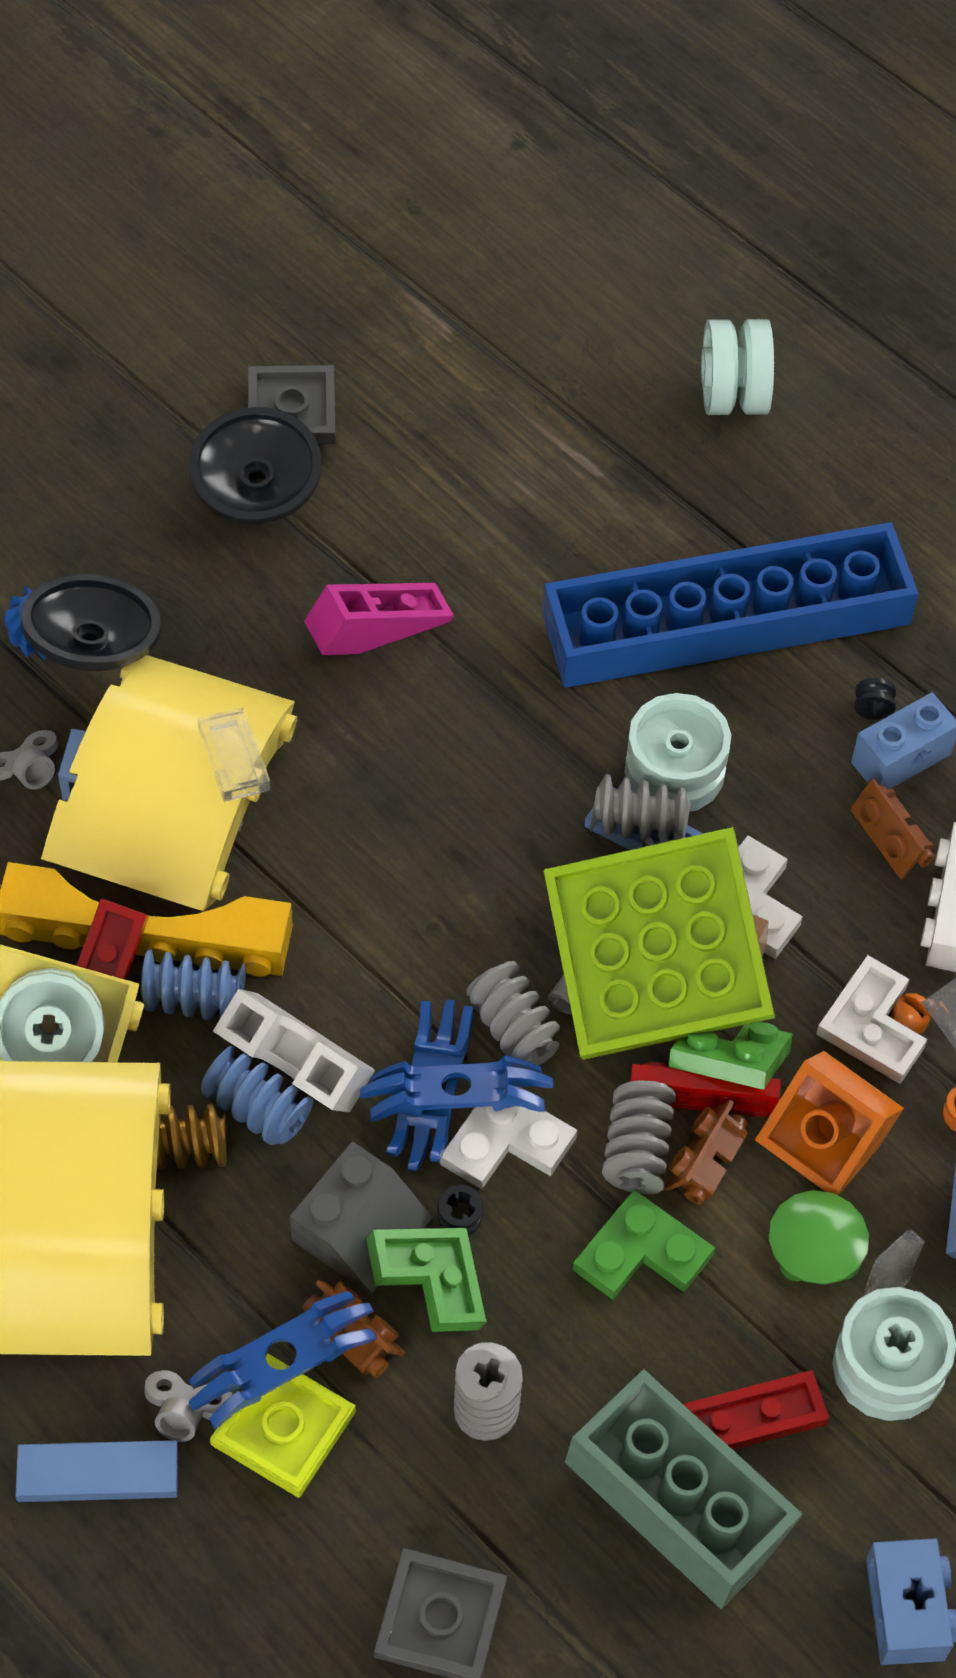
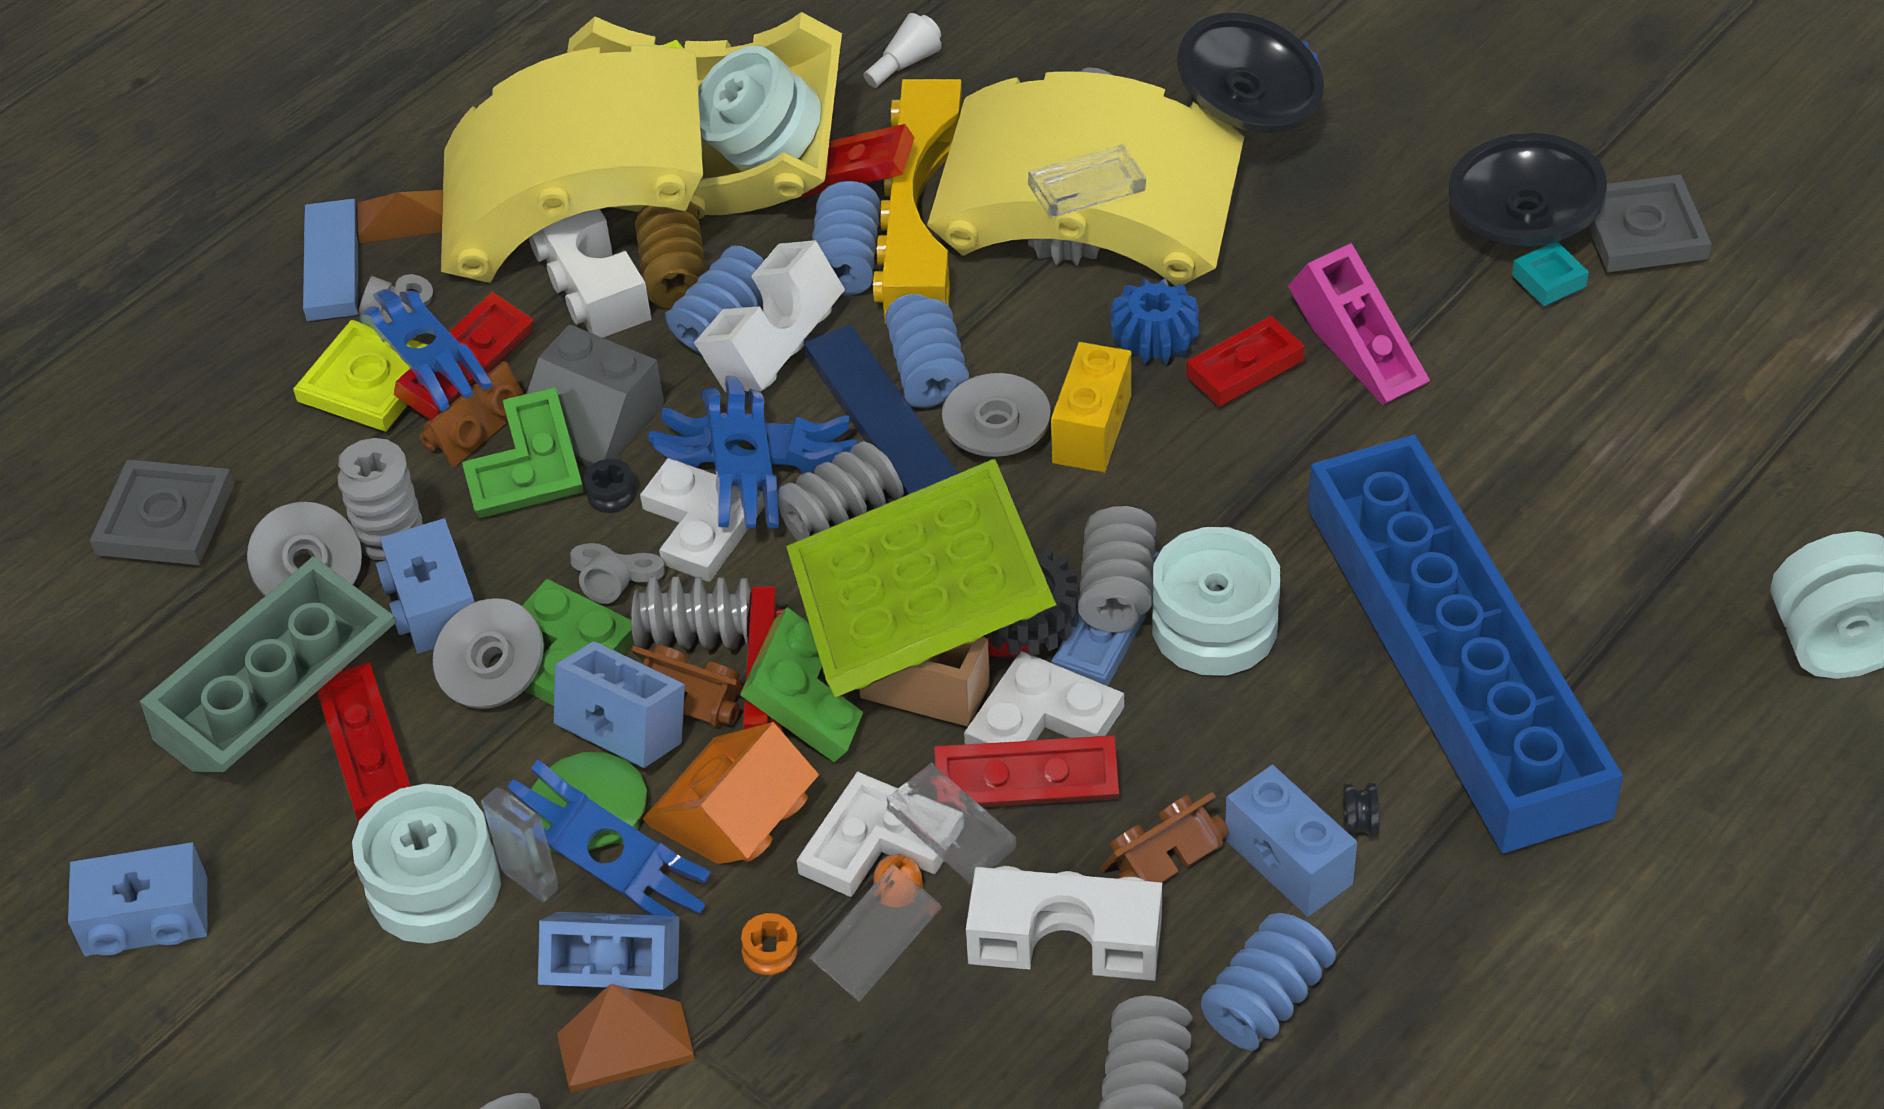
camera: 90 degrees right, 10 degrees down
(41, 1399) = (400, 215): none -> dark orange slope
(217, 1209) = (599, 286): none -> white arch
(258, 1309) = (489, 333): none -> red plate
(340, 478) = (1550, 273): none -> teal plate
(343, 758) = (1155, 320): none -> blue gear
(353, 931) = (925, 349): none -> medium blue piece
(398, 701) = (1245, 361): none -> red plate
(427, 975) = (877, 408): none -> dark blue tile
(436, 871) = (996, 414): none -> light grey dish
(442, 815) = (1091, 407): none -> yellow brick
(527, 1471) = (301, 530): none -> light grey dish
(563, 1210) = (608, 573): none -> light grey piece
(593, 1342) = (427, 580): none -> medium blue brick
(685, 1301) = (471, 641): none -> light grey dish
(741, 1196) = (618, 704): none -> medium blue brick
(824, 910) = (1033, 770): none -> red plate
(881, 960) = (950, 822): none -> clear tile
(902, 1201) = (641, 856): none -> blue piece

